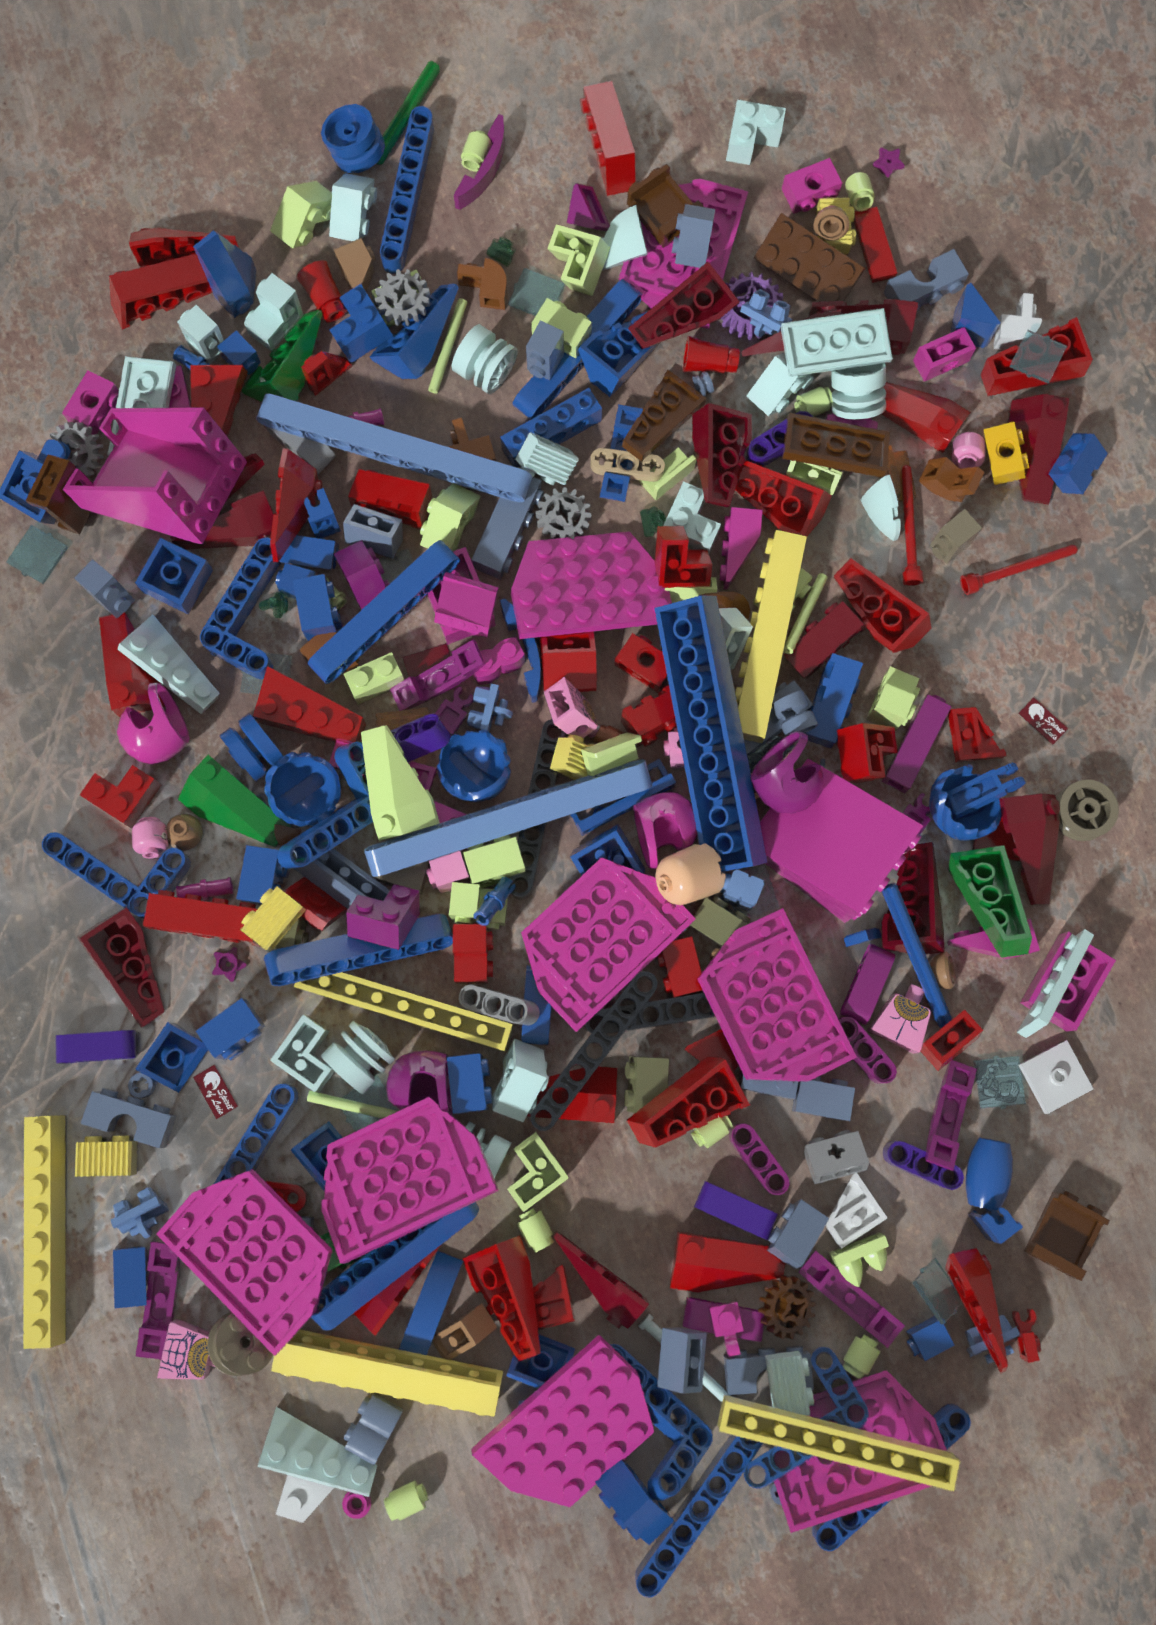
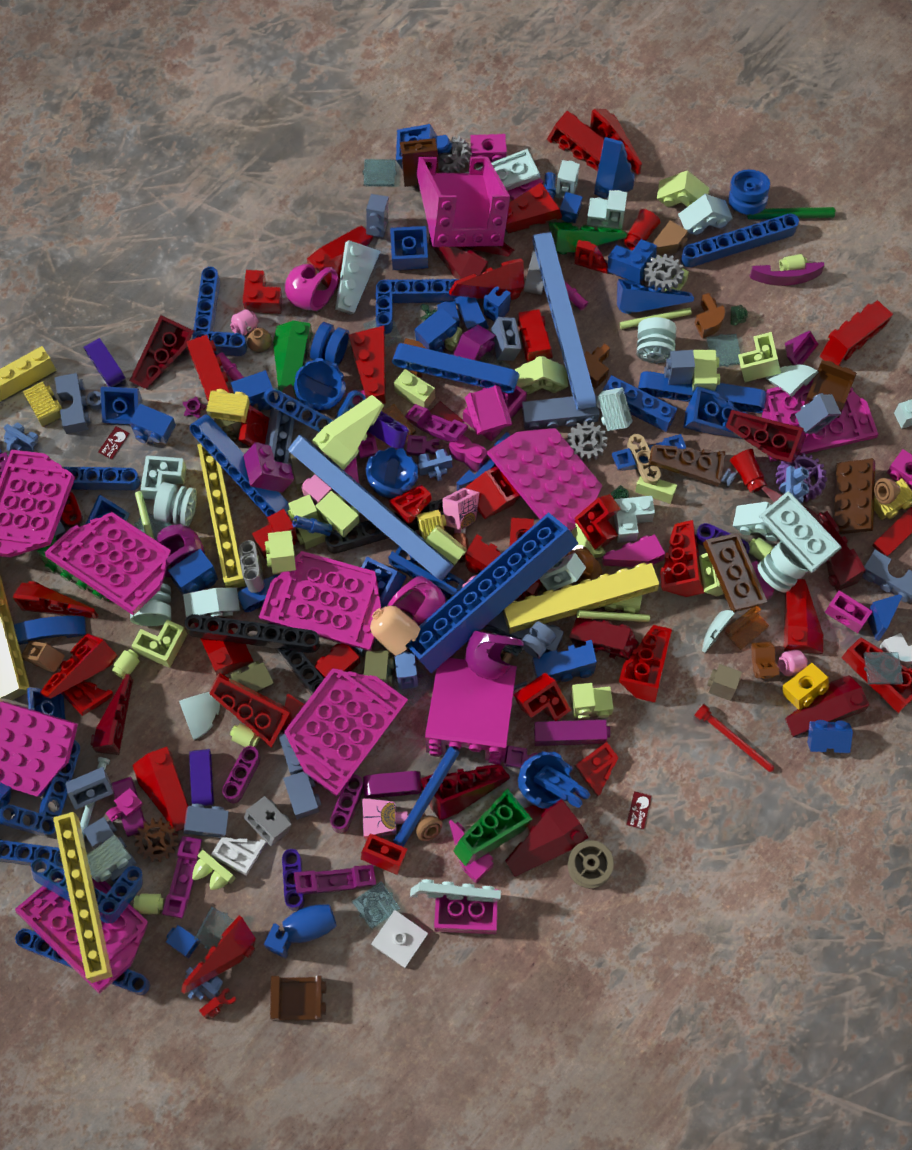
camera: 65 degrees right, 10 degrees down
(384, 1266) = (61, 586): blue beam -> none
(512, 959) = (281, 552): none -> yellowish green brick
(531, 765) = (411, 503): none -> red wing
(649, 1169) = (200, 713): none -> light aqua brick
(720, 446) = (690, 508): dark red wedge -> none
(862, 936) = (421, 765): blue tile -> none
(912, 575) = (685, 672): red piece -> none

